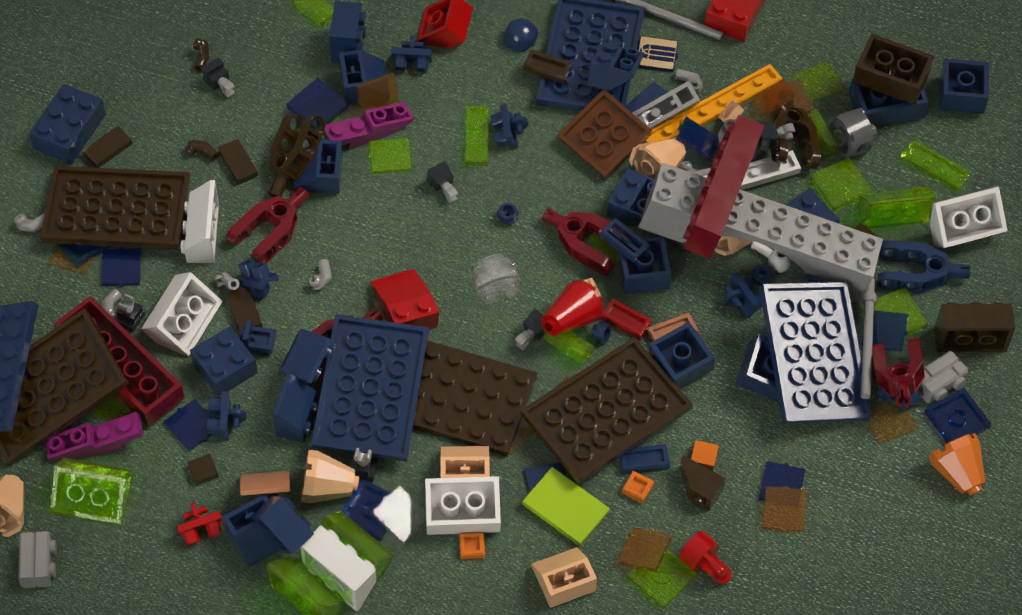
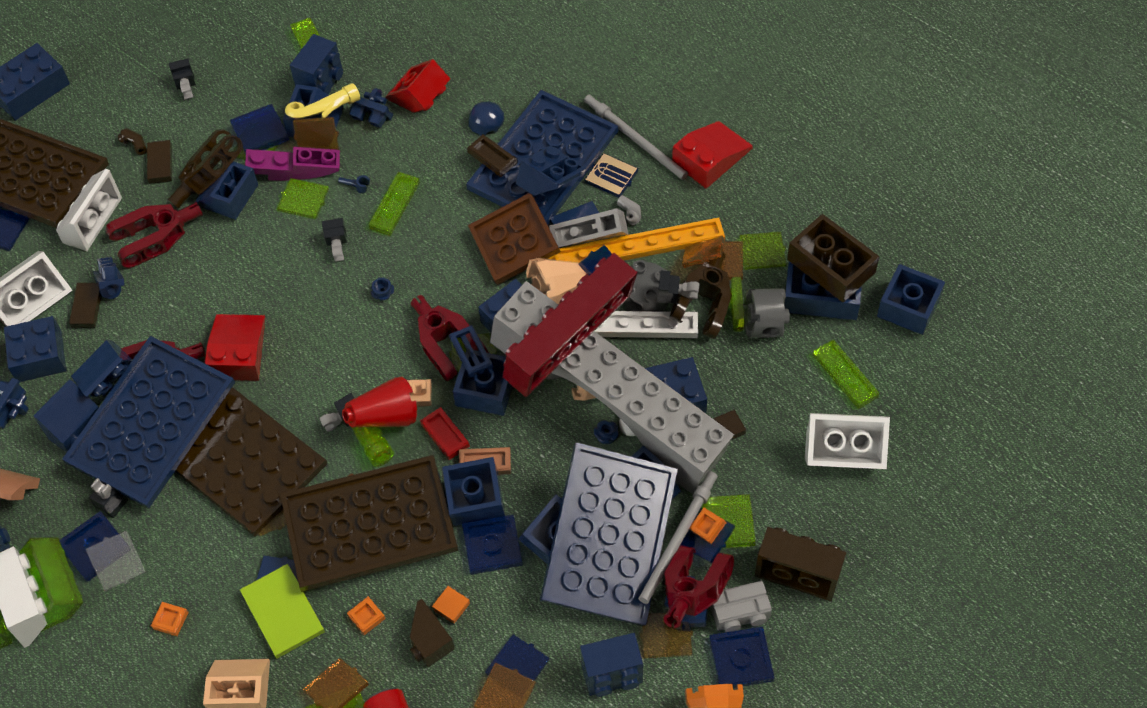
camera: 25 degrees right, 0 degrees up
(107, 147) = (52, 113): dark brown tile -> none
(203, 57) = (184, 49): dark brown arm -> none
(227, 280) = (83, 272): light grey arm -> none
(258, 338) = (79, 336): dark blue bracket -> none
(324, 276) = (168, 300): light grey arm -> none
(326, 479) = (58, 498): light nougat cone -> none
(392, 49) = (348, 94): none -> light yellow plant
(437, 128) = (357, 183): none -> dark blue hand
(462, 505) = (173, 573): white slope -> none
(465, 461) = (200, 534): light nougat slope -> none
(495, 278) = (330, 349): clear brick -> none
(510, 125) = (427, 201): dark blue hips -> none
(601, 332) = (410, 439): dark blue plate -> none
(645, 459) = (388, 588): dark blue tile -> none
(713, 396) = (492, 544): none -> clear blue tile
(731, 111) = (654, 255): light nougat tile -> none
(740, 295) = (565, 442): dark blue hips -> none
(840, 184) = (734, 363): clear neon green tile -> none
(864, 454) = (612, 665): none -> dark blue brick
(886, 321) = (707, 525): none -> orange tile
(896, 207) = (776, 404): clear neon green slope -> none
(918, 253) = (778, 461): dark blue piece -> none

